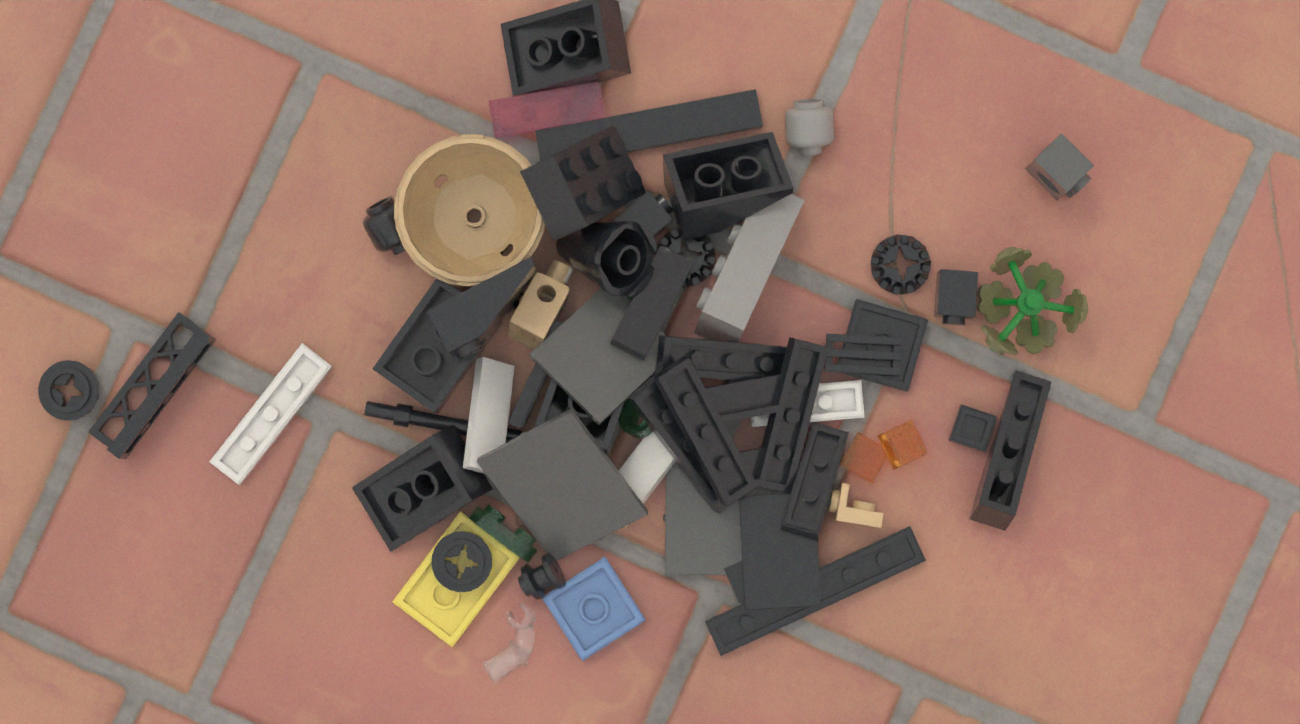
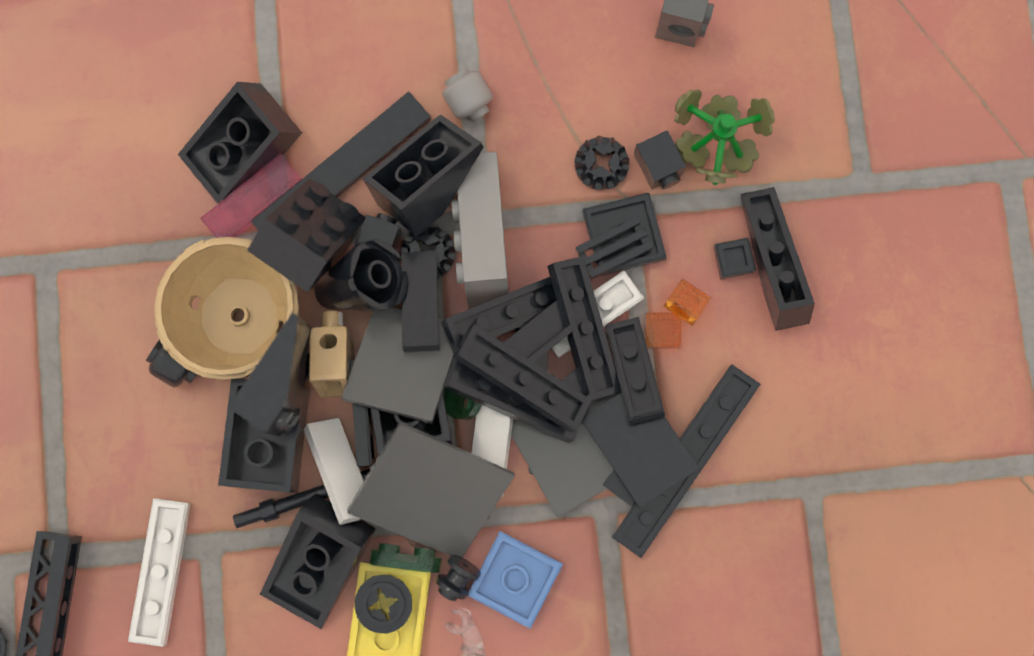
camera: 30 degrees left, 5 degrees down
(861, 512) = (686, 376): tan bracket -> none

